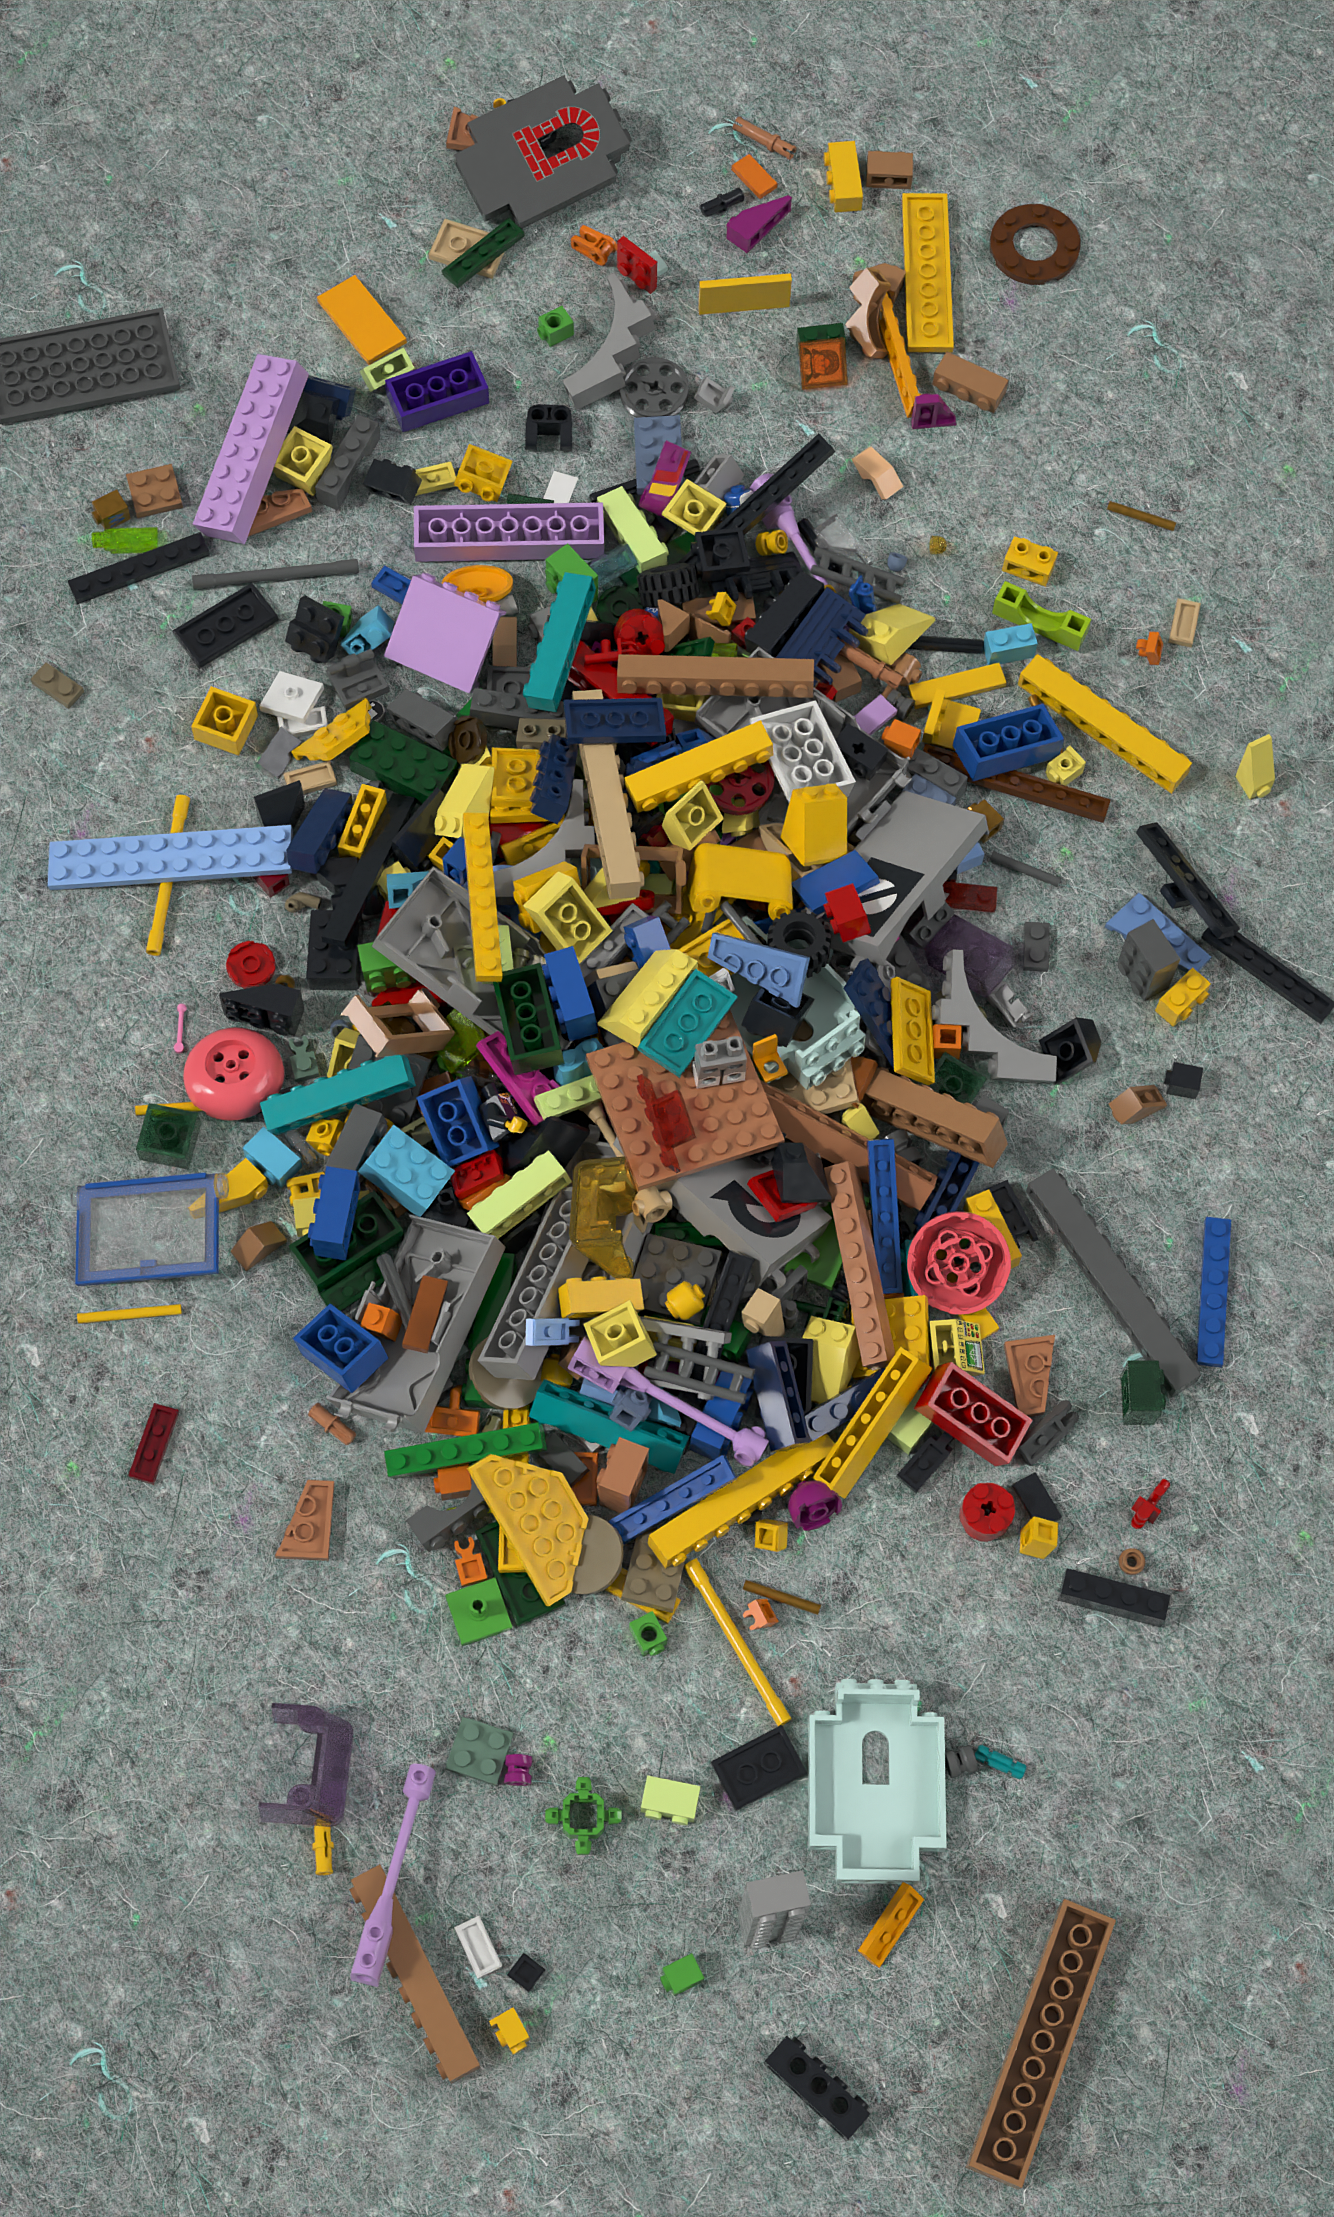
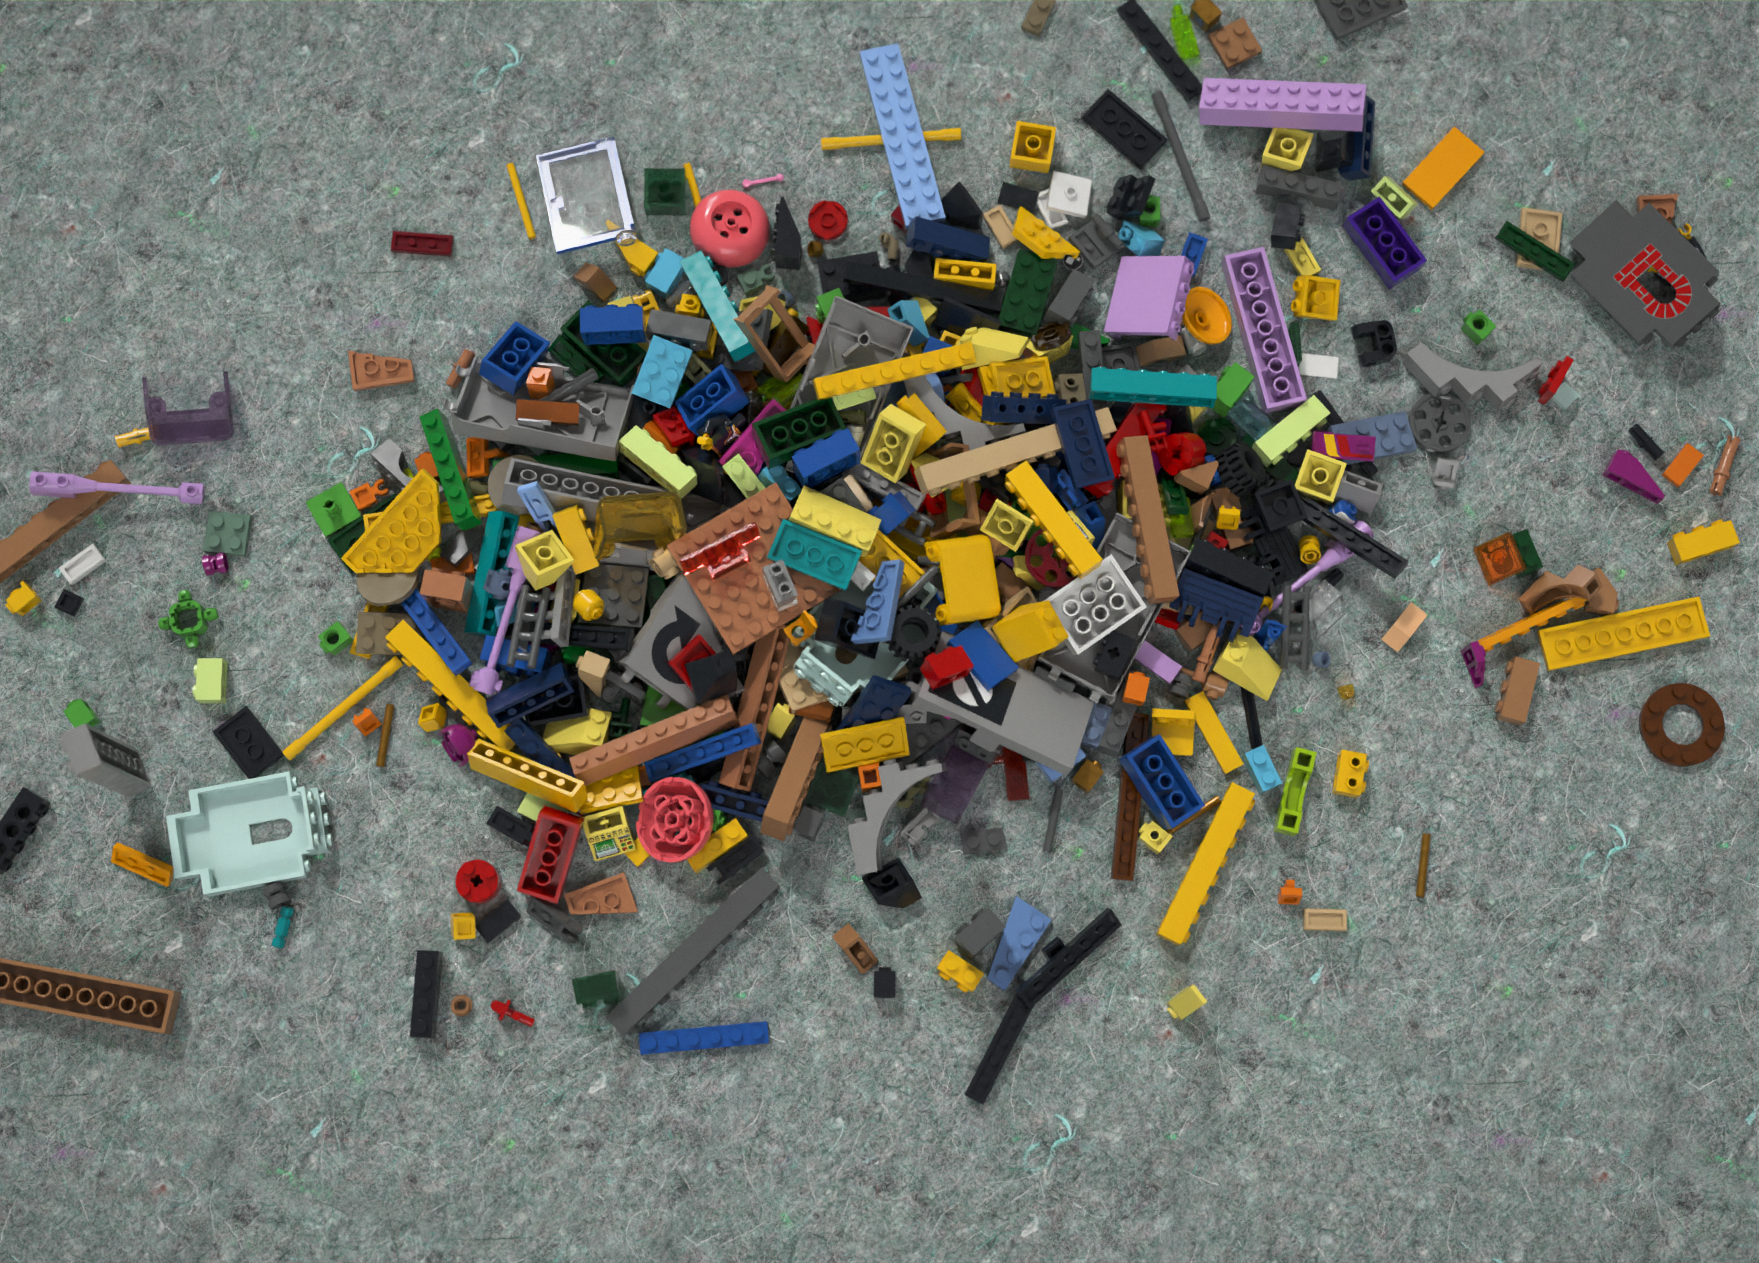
camera: 80 degrees right, 10 degrees up
(280, 508) = (1241, 143): nougat wing -> none
(594, 245) = (1565, 346): orange piece -> none
(744, 294) = (1551, 477): yellow tile -> none
(889, 170) = (1722, 580): medium nougat brick -> none

